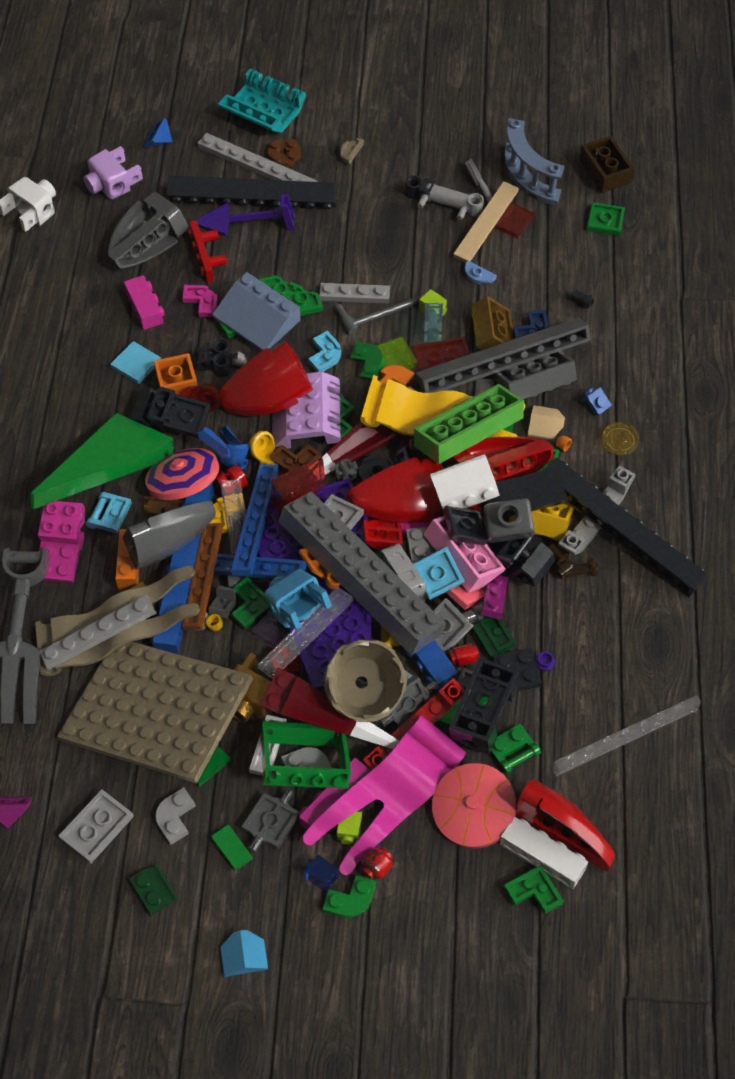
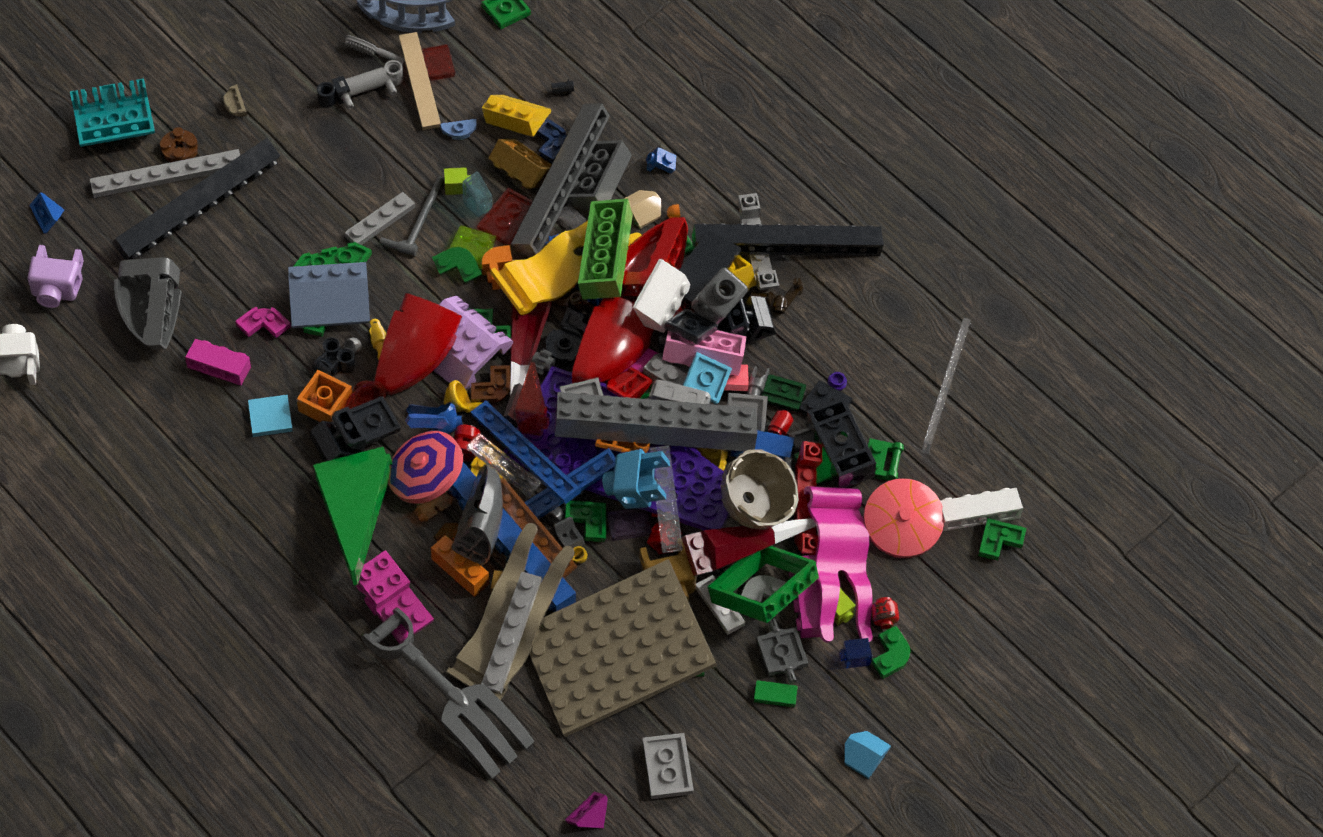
camera: 50 degrees left, 0 degrees up
(114, 514) = (403, 542): medium azure plate -> none
(153, 889) = (756, 769): dark green plate -> none
(169, 813) = (707, 714): light grey plate -> none
(206, 261) = (221, 286): red plate -> none
(220, 217) = (195, 246): dark purple piece -> none
(329, 352) = (415, 279): medium azure plate -> none
(495, 597) = (759, 365): magenta plate -> none
(525, 289) = (514, 114): none -> yellow slope
(543, 804) = (949, 475): red panel -> none
(620, 438) = (708, 176): clear yellow tile -> none

